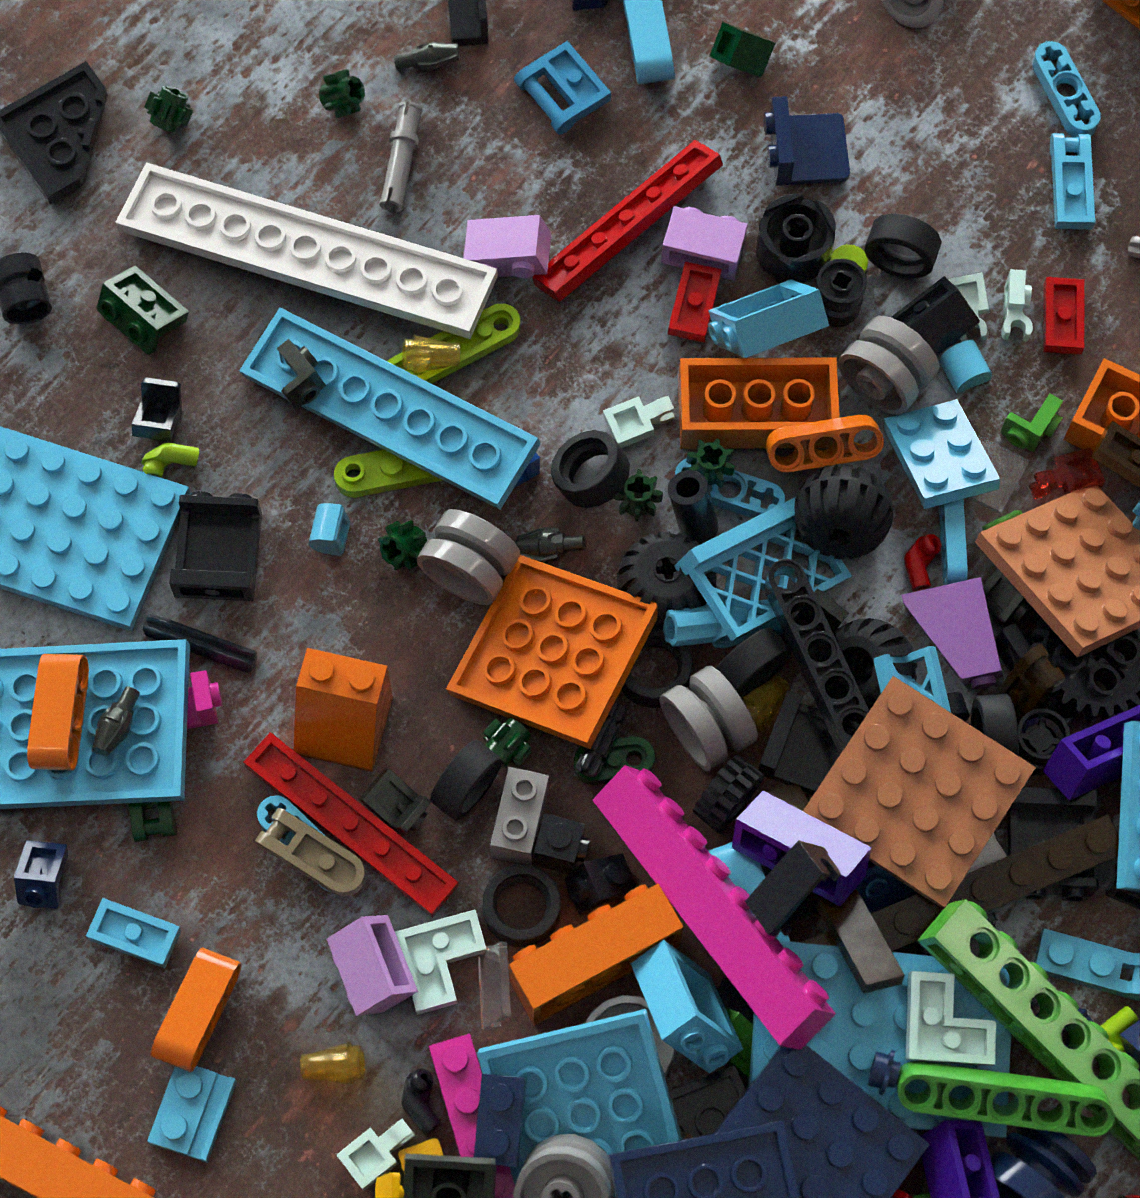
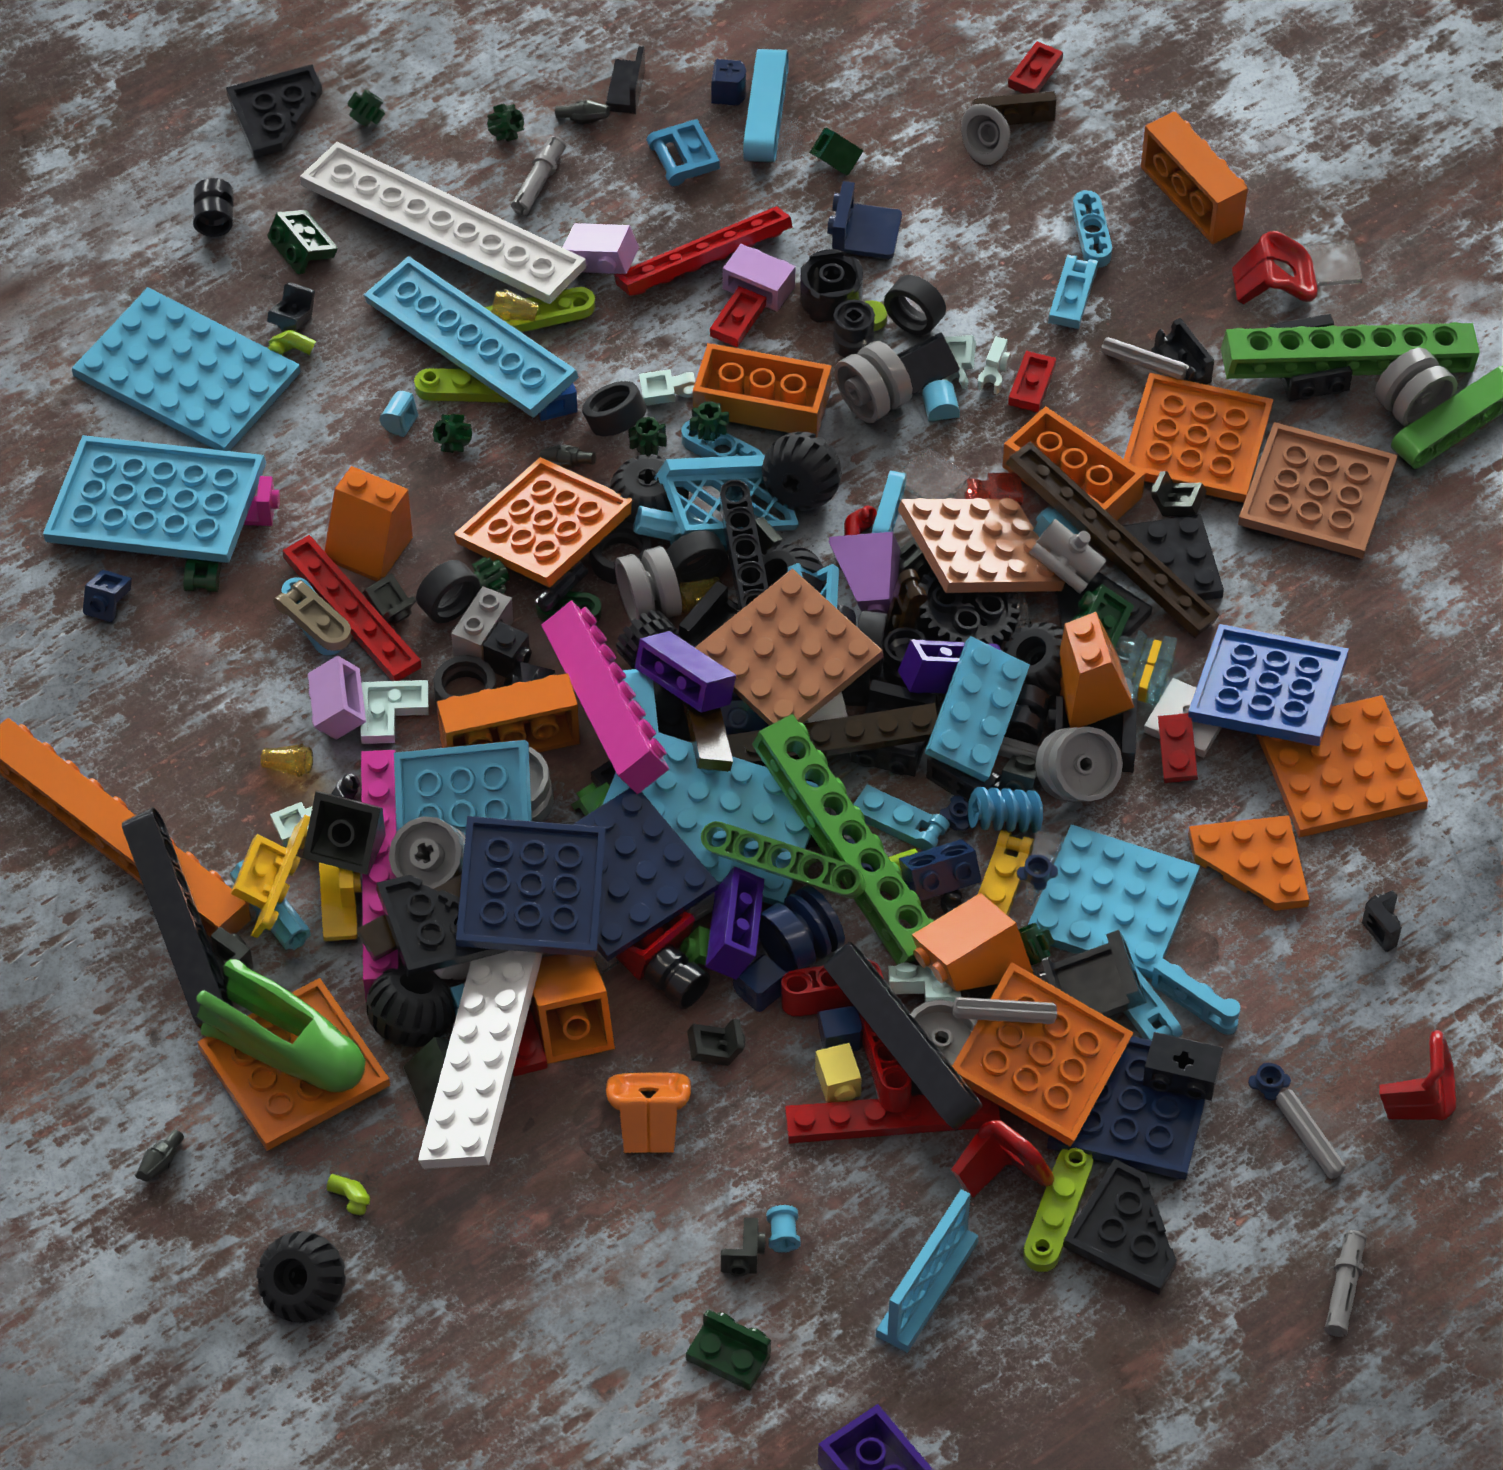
camera: 15 degrees right, 15 degrees down
(58, 712) = (152, 481): orange beam -> none
(115, 723) = (192, 496): pearl dark grey piece -> none
(133, 933) = (164, 645): medium azure plate -> none
(192, 1112) = (171, 770): medium azure plate -> none
(196, 1009) = (195, 700): orange beam -> none
(201, 642) = (282, 474): black axle -> none
(217, 547) = (309, 409): black panel -> none
(307, 383) = (410, 304): pearl dark grey bracket -> none
(468, 556) = (498, 445): light grey wheel -> none
(494, 986) = (426, 723): clear piece -> none
(500, 1119) = (400, 795): dark blue plate -> none
(686, 1006) = (563, 757): medium azure window -> none
(693, 506) = (683, 436): black brick -> none
(767, 318) = (787, 331): medium azure window -> none
(790, 885) = (661, 677): black hinge -> none
(842, 451) = (784, 414): orange beam -> none
(884, 1071) = (695, 823): dark blue plate -> none
(933, 1031) = (749, 811): light aqua plate -> none
(941, 454) = (896, 451): medium azure plate -> none
(1029, 435) = (981, 452): bright green bracket -> none

